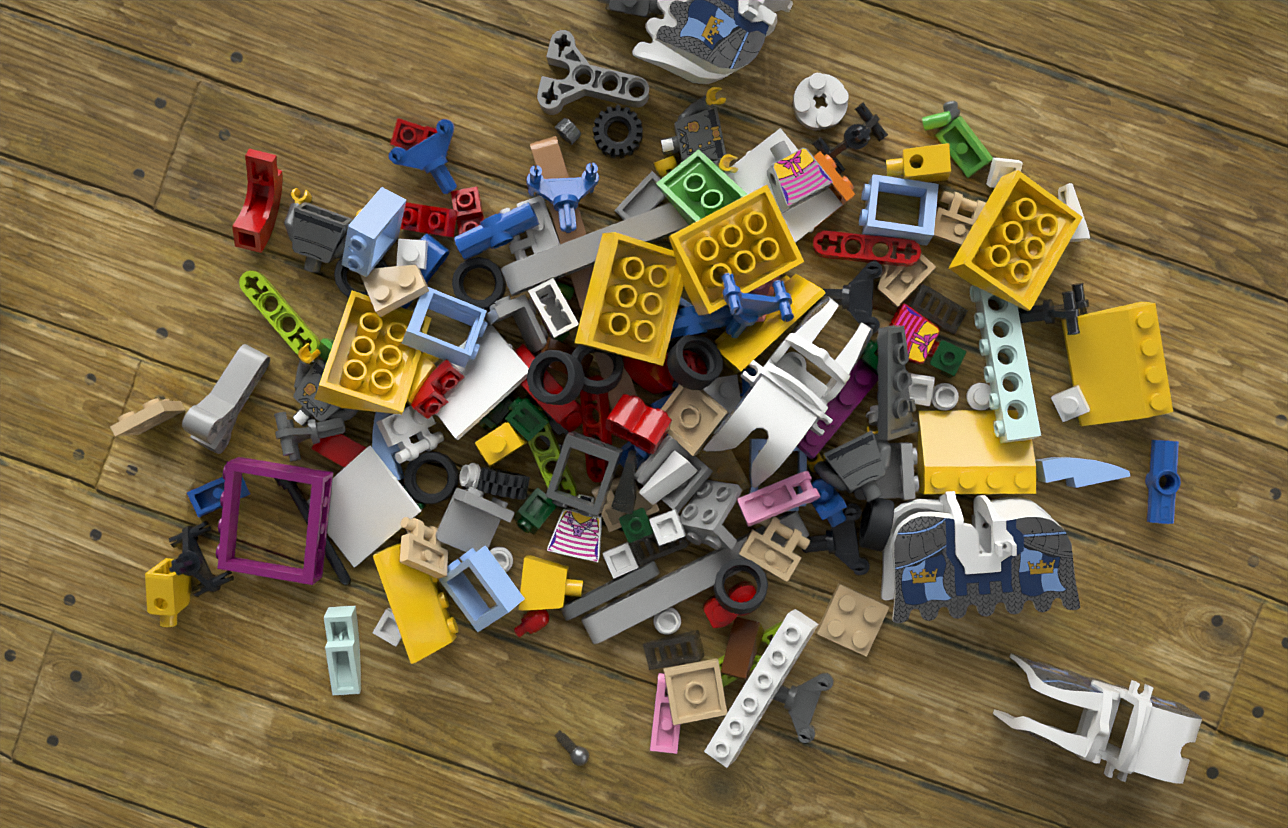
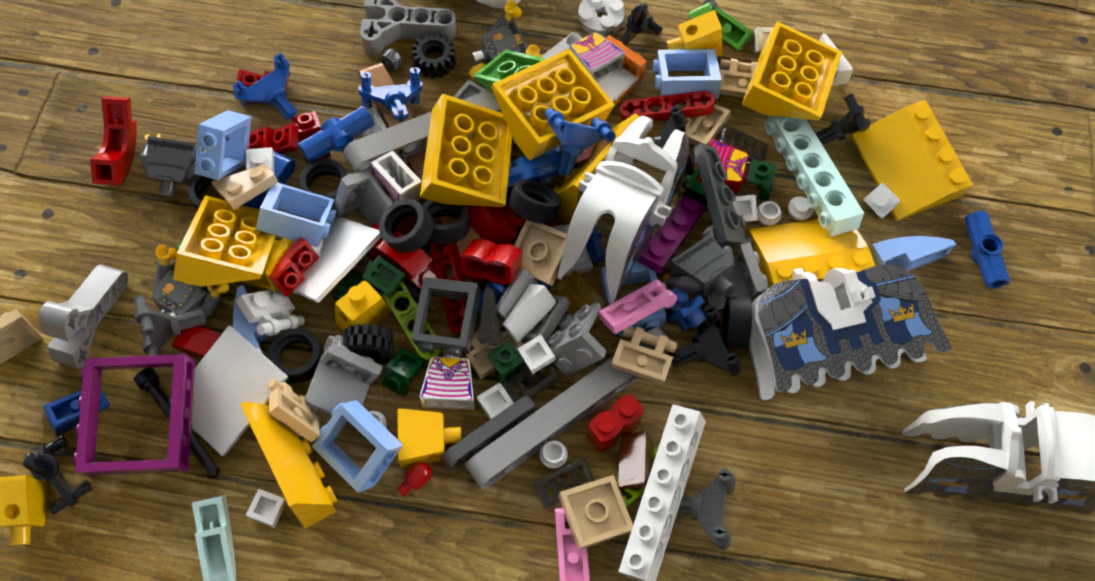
camera: 10 degrees left, 25 degrees down
(282, 311) = (136, 238): lime beam -> none
(743, 565) = (619, 376): black tyre -> none
(852, 619) = (738, 423): tan plate -> none

